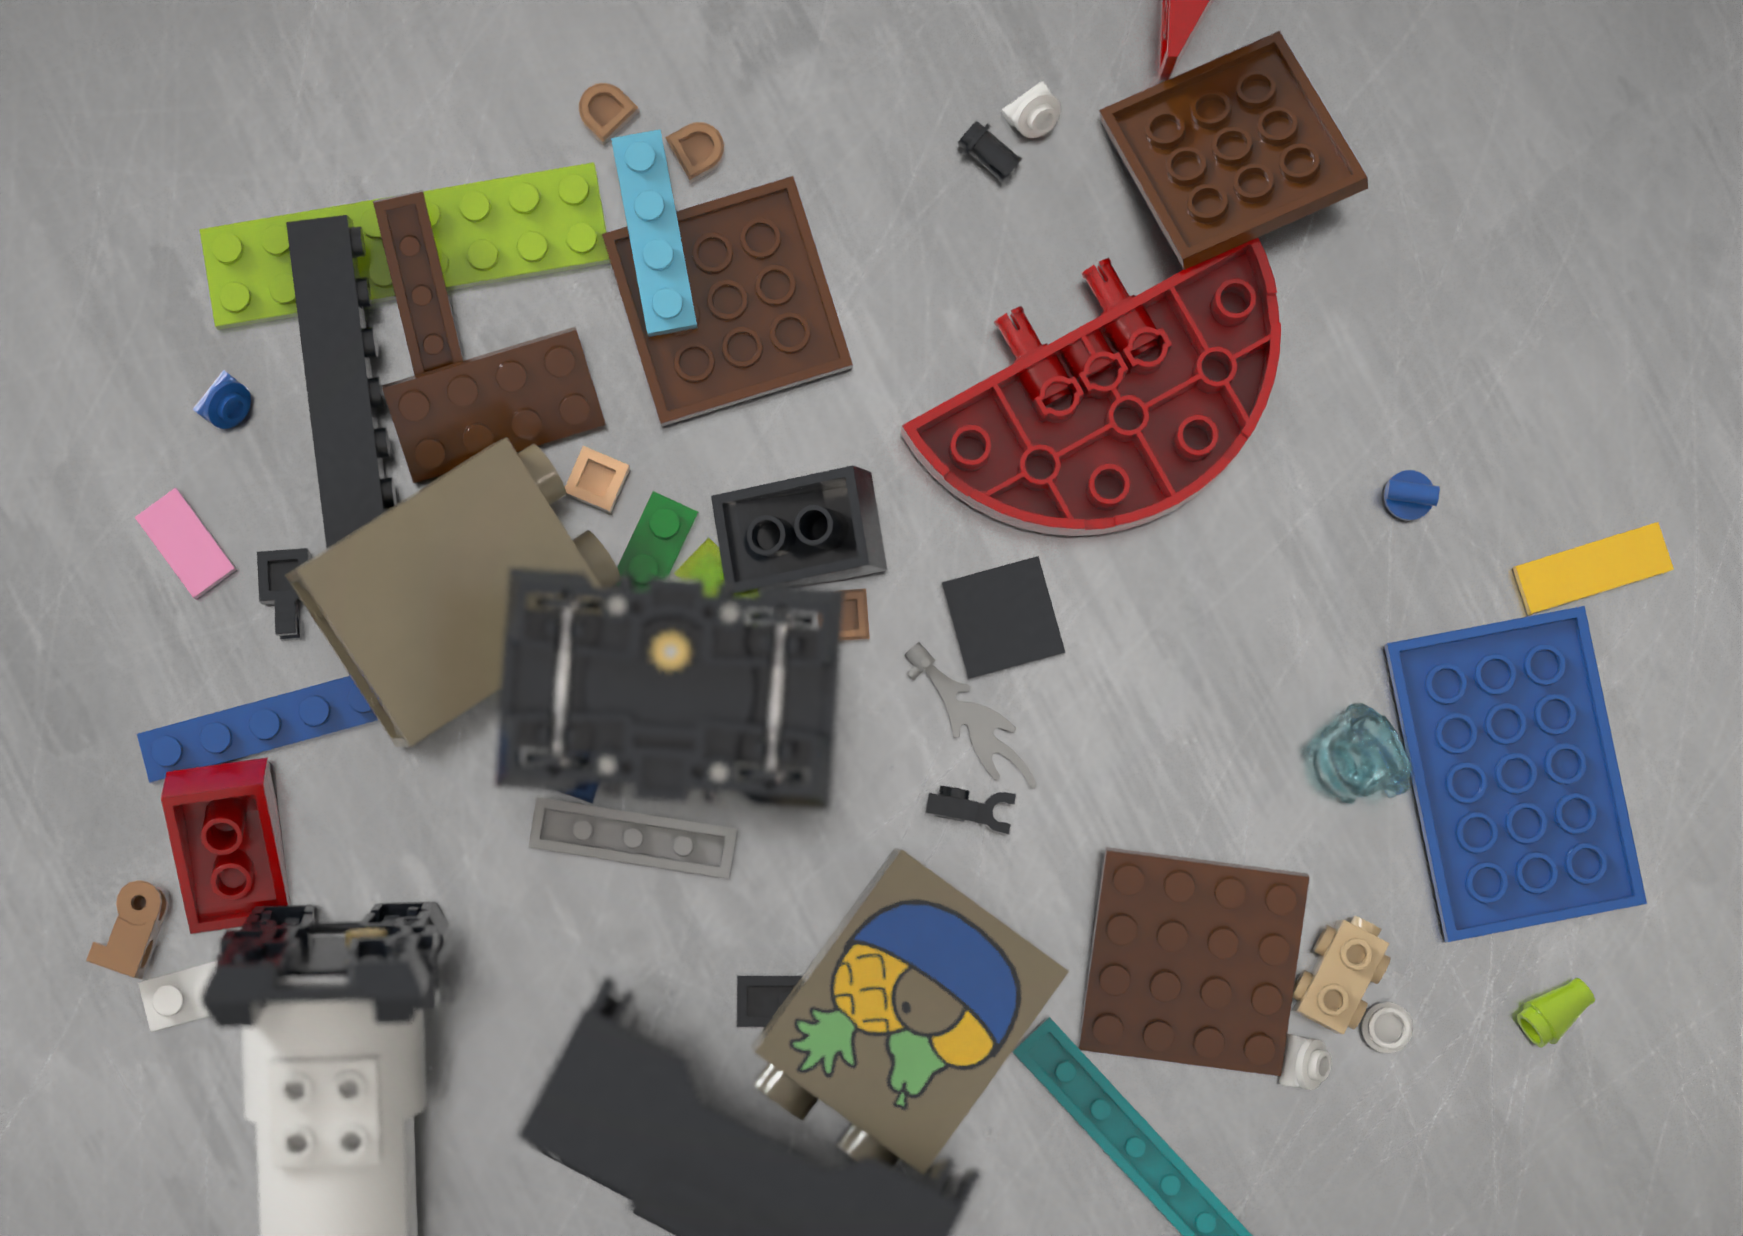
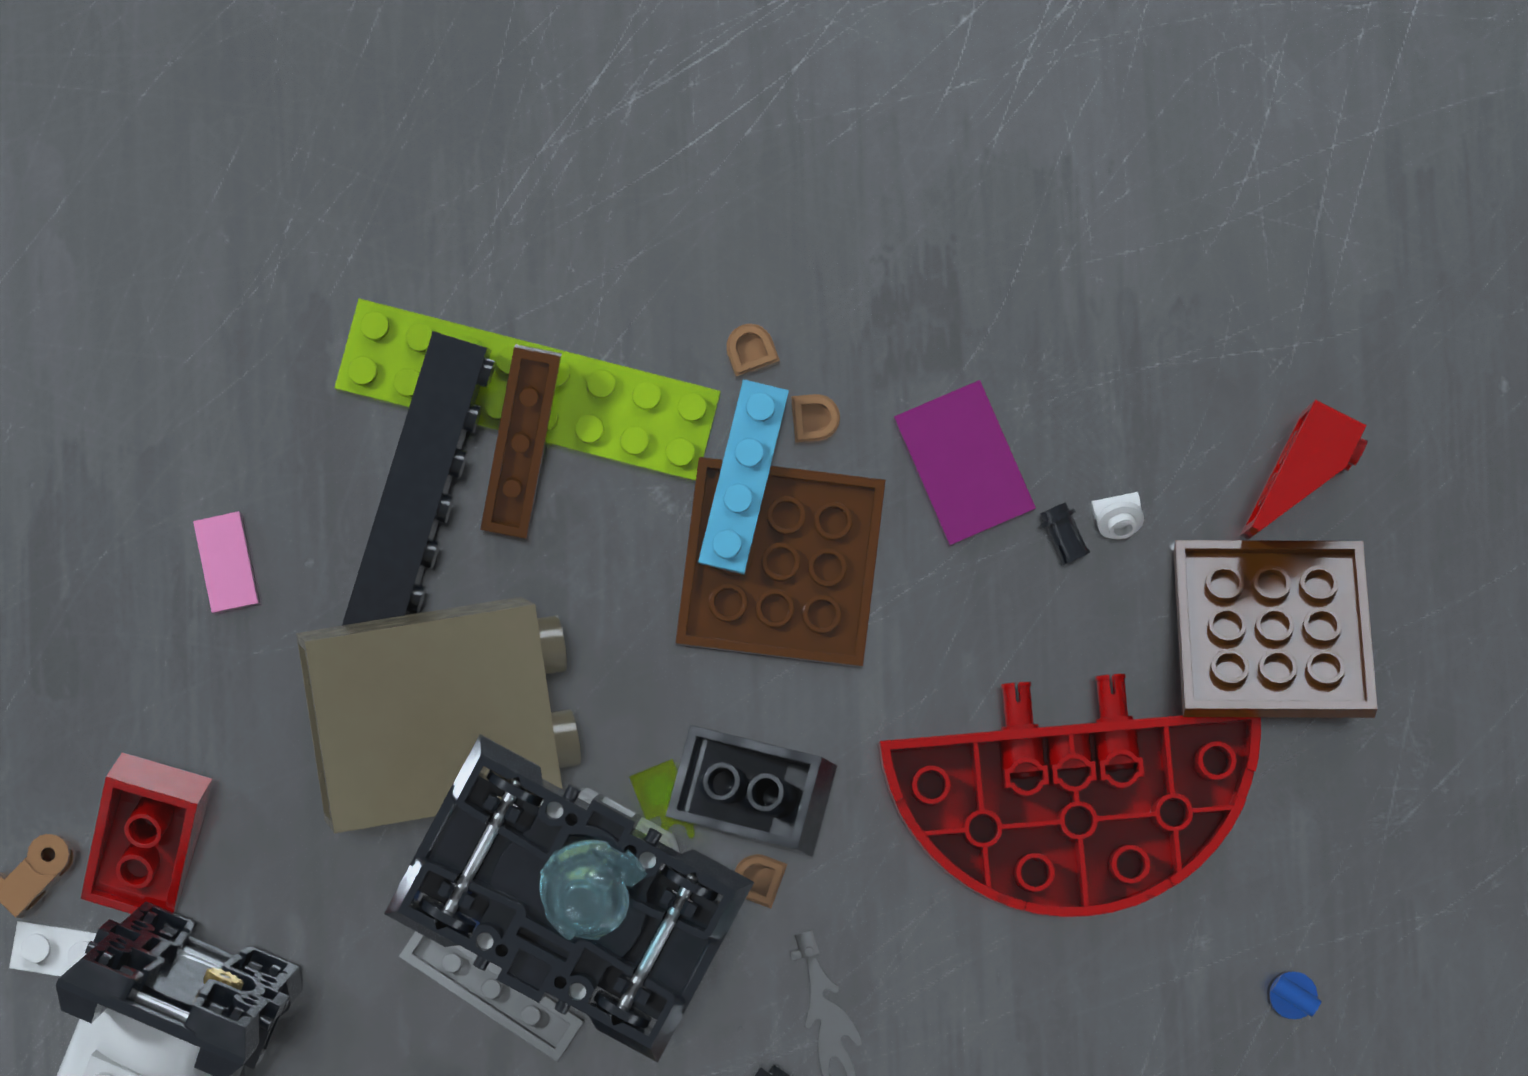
camera: 30 degrees right, 0 degrees up
(224, 402) = (313, 456): blue plate -> none
(255, 728) = (212, 747): blue plate -> none
(277, 590) = (289, 620): black plate -> none
(518, 392) = (543, 558): reddish brown plate -> none
(596, 479) = (599, 665): light nougat plate -> none
(657, 540) = (623, 746): green plate -> none
(683, 665) = (587, 888): none -> clear light blue helmet
(862, 127) = (964, 463): none -> magenta tile
(1003, 618) = (894, 942): black tile -> none

